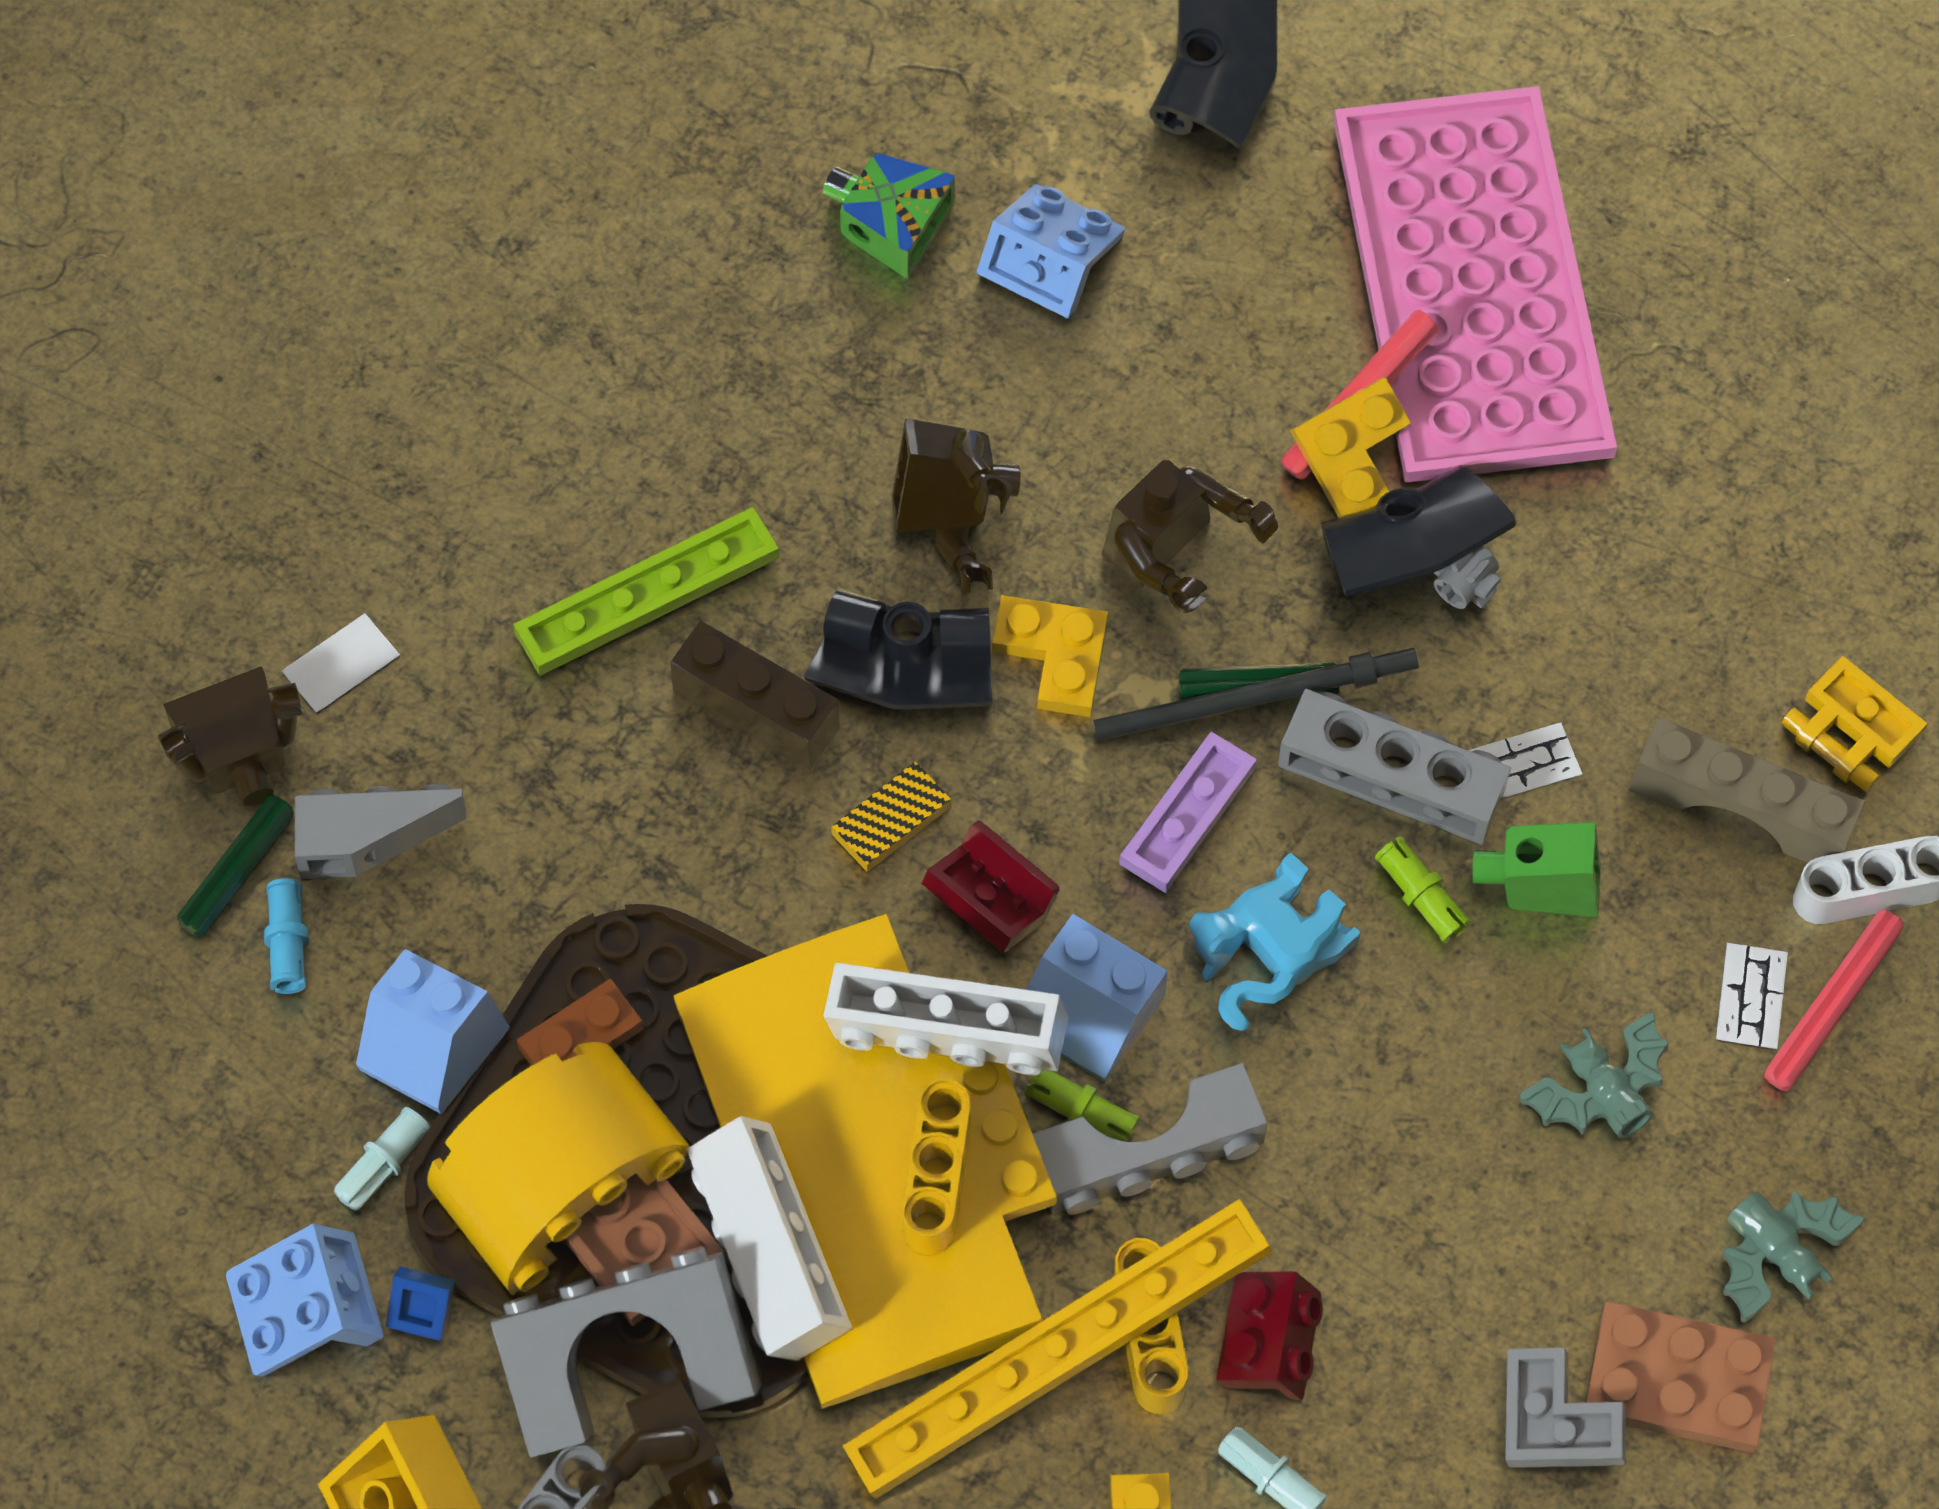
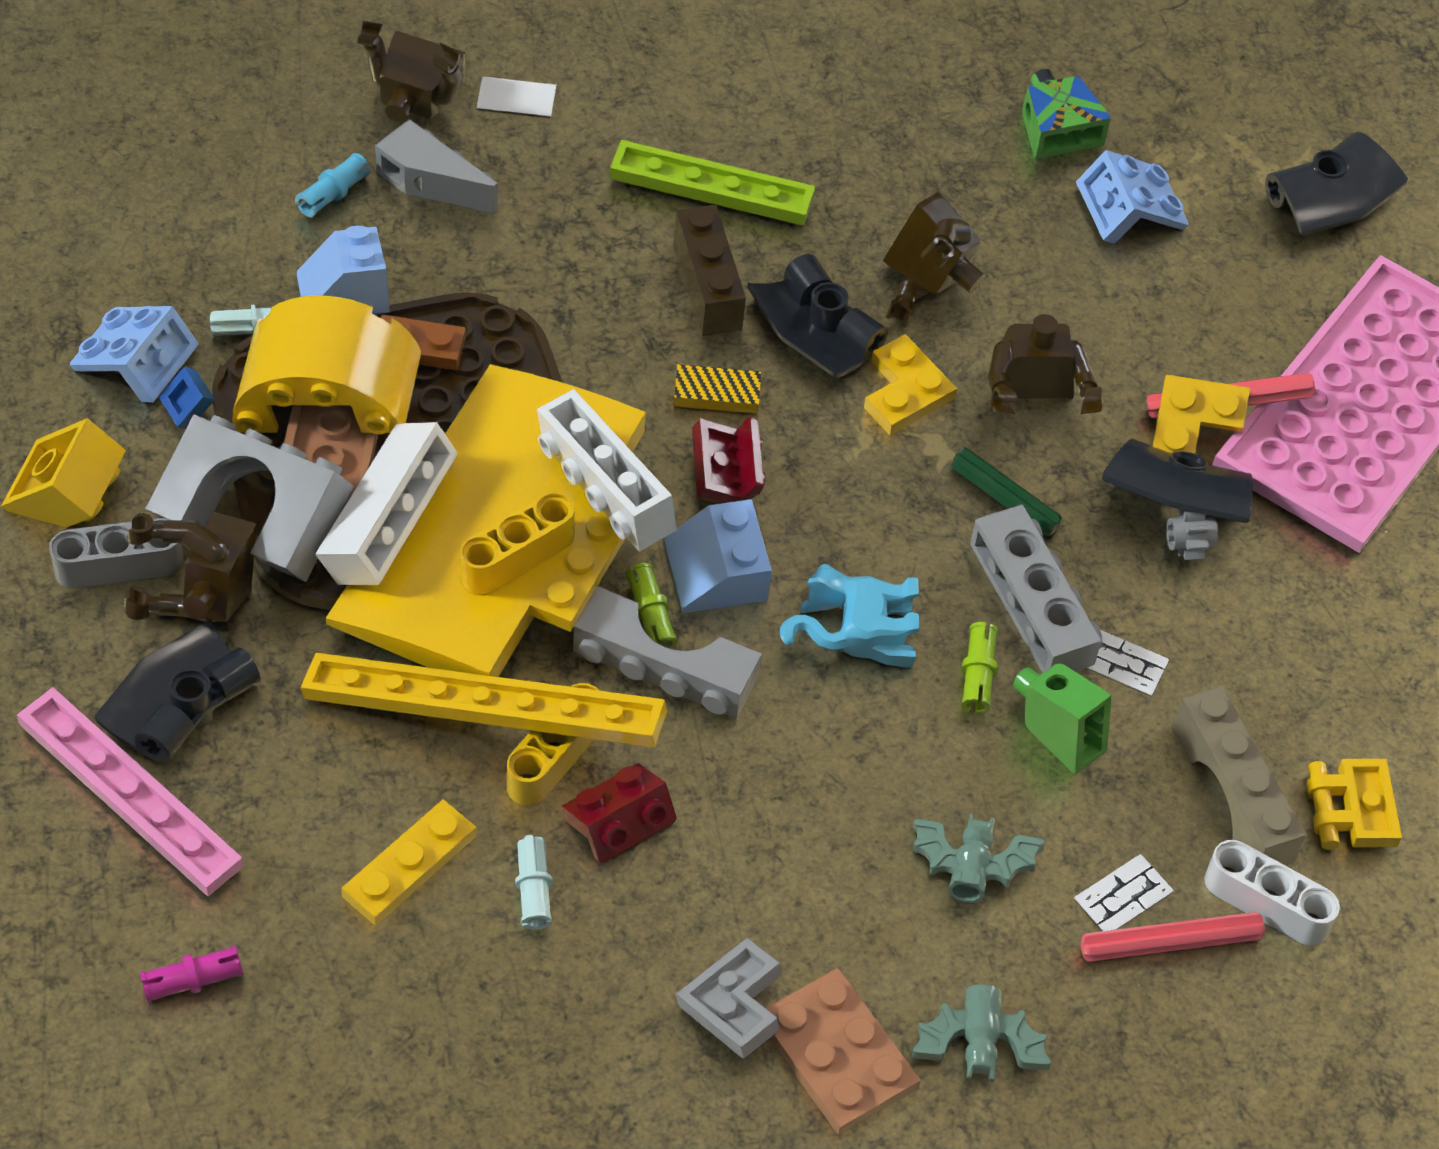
camera: 40 degrees right, 10 degrees down
(235, 865) = (342, 137): dark green axle -> none
(1188, 812) = (886, 518): lavender plate -> none
(1360, 670) = (1066, 524): pearl dark grey bar -> none

